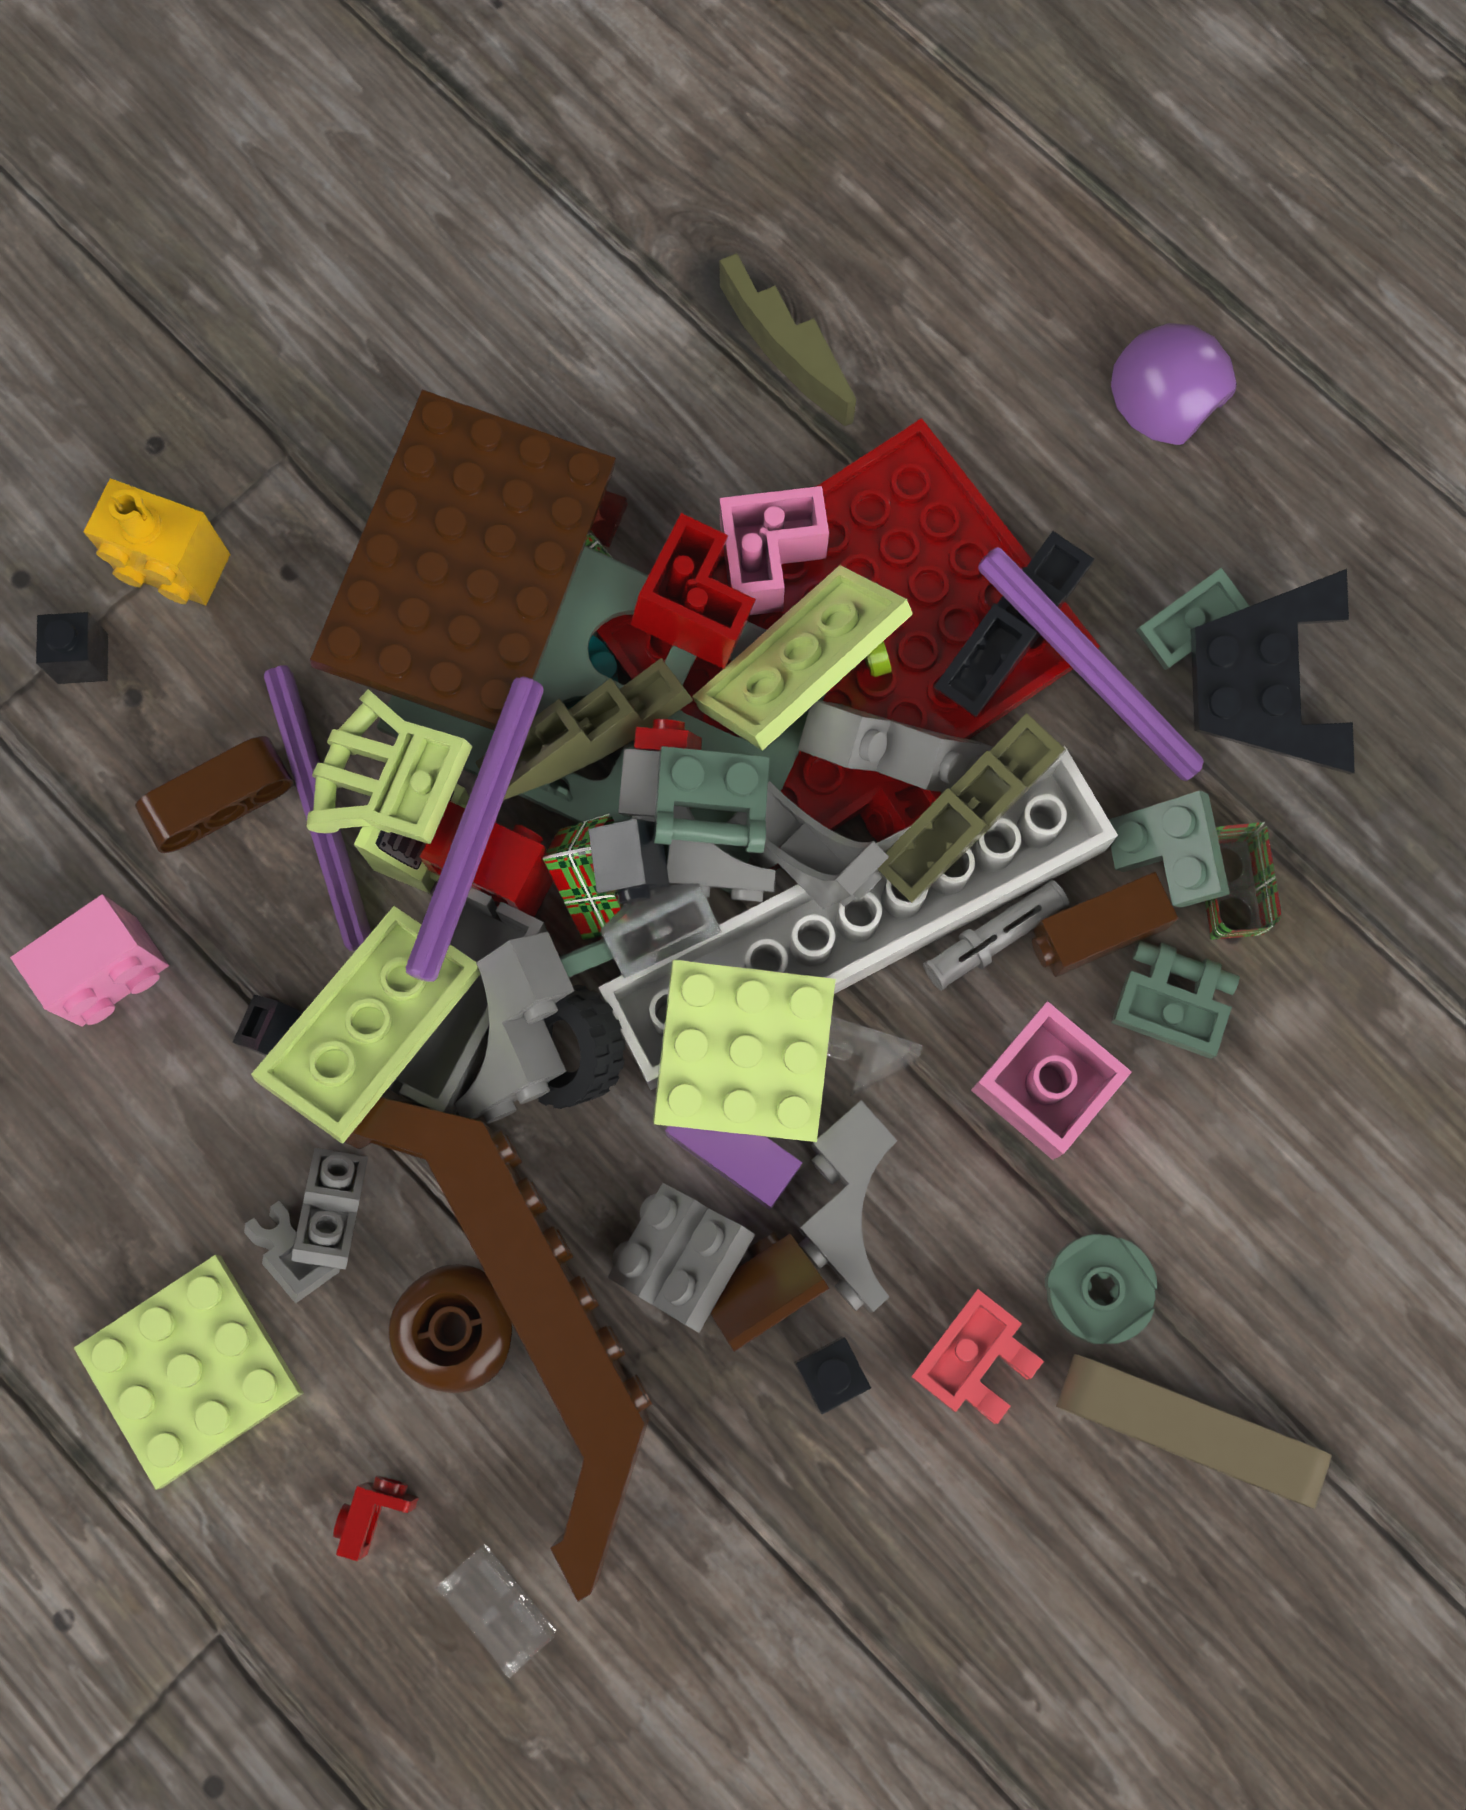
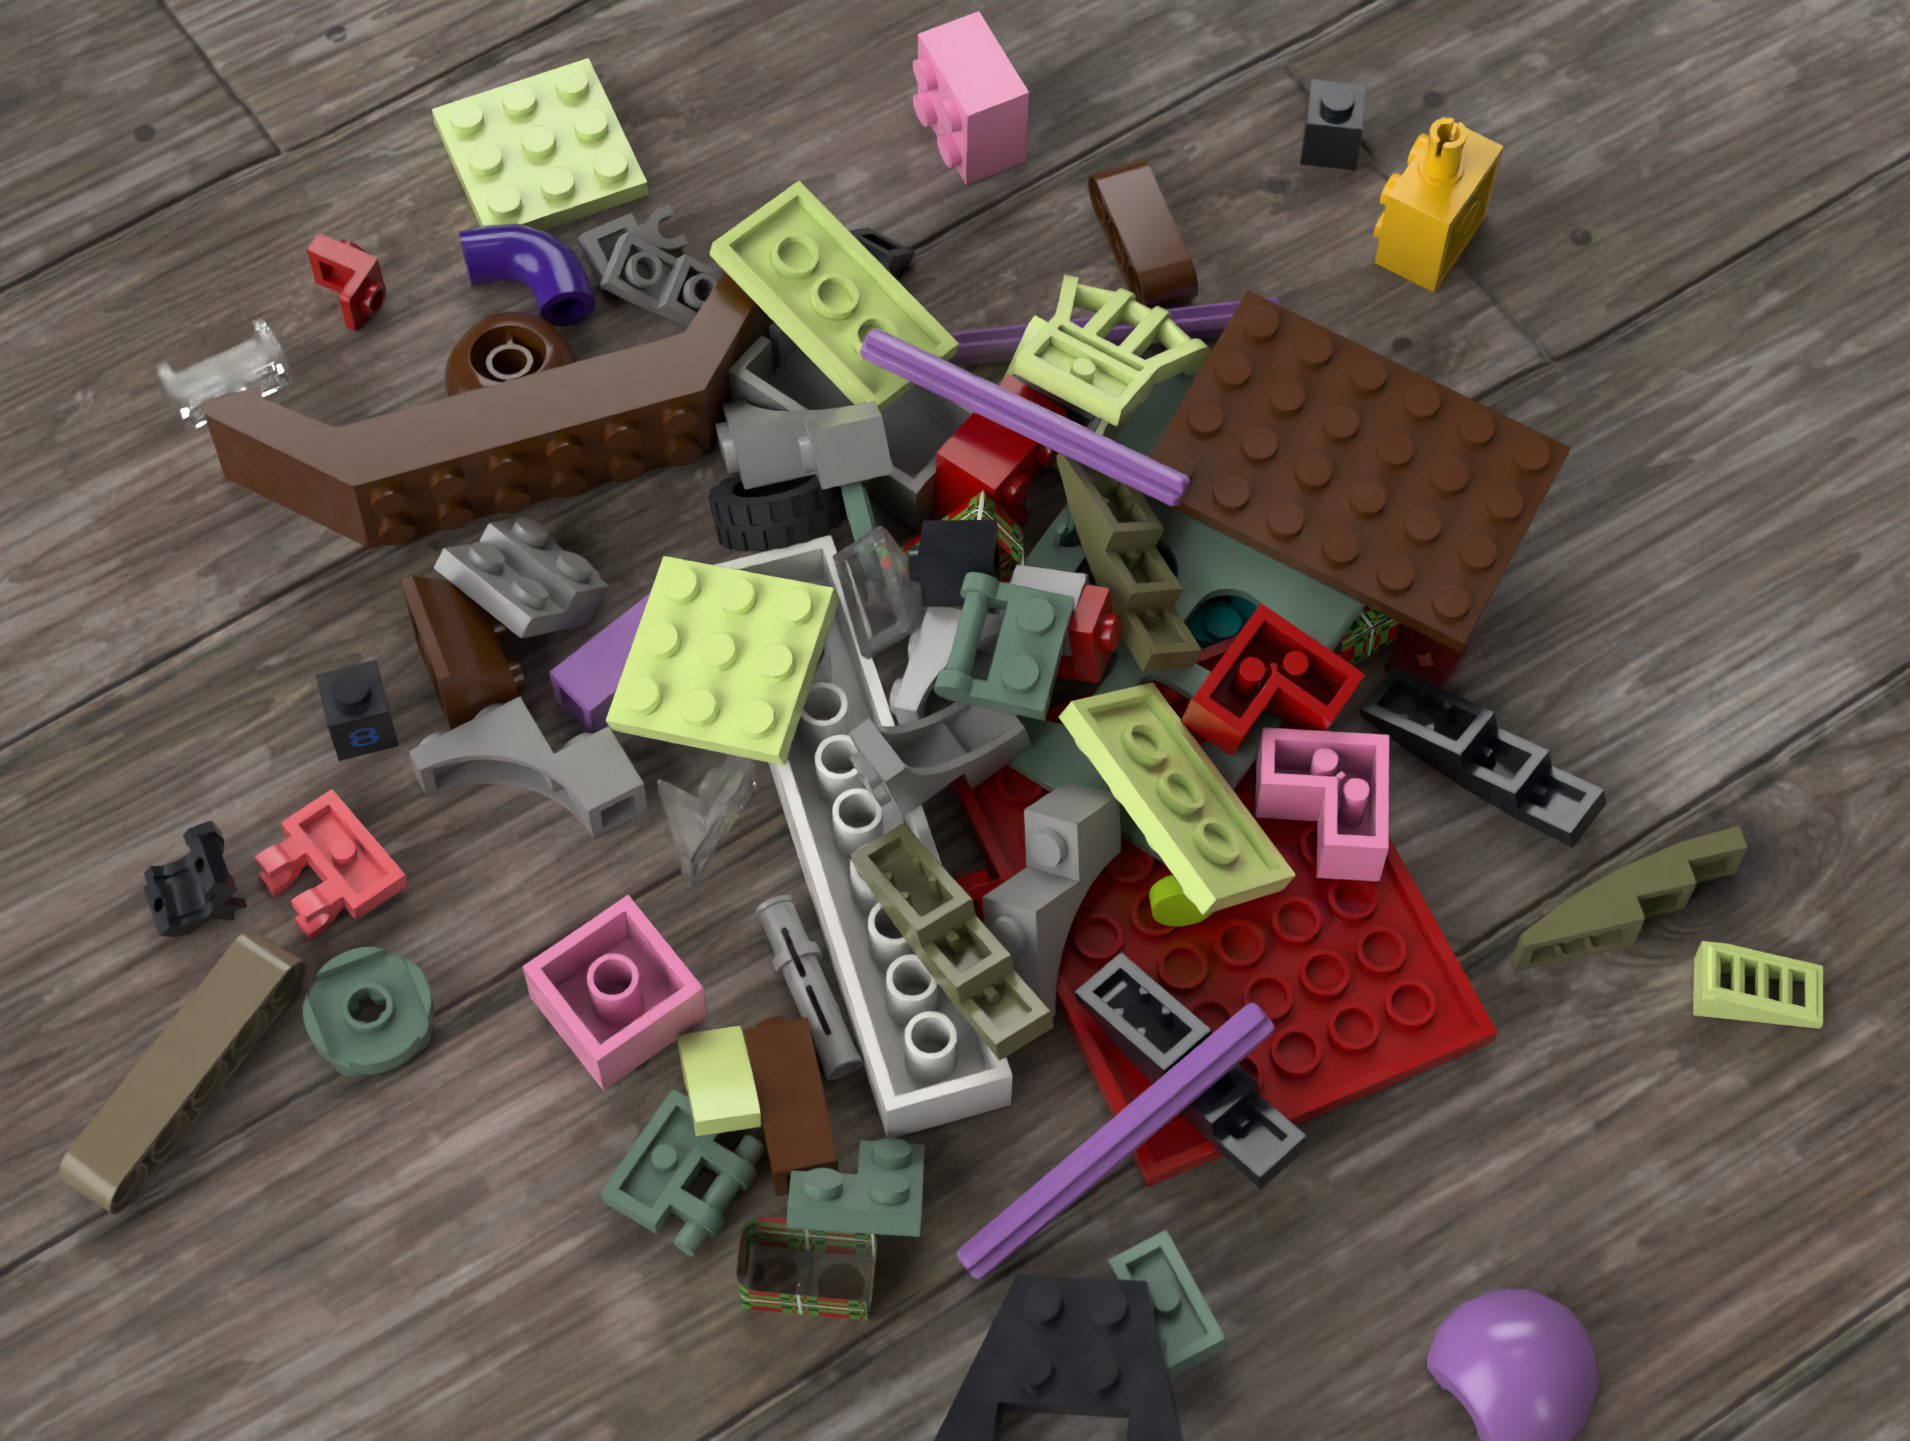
camera: 100 degrees right, 15 degrees down
(322, 1338) = (534, 259): none -> dark purple cylinder
(680, 459) = (1482, 758): none -> black slope
(835, 283) = (1734, 1004): none -> yellowish green slope
(1029, 1477) = (193, 887): none -> black piece
(1102, 981) = (719, 1080): none -> yellowish green slope

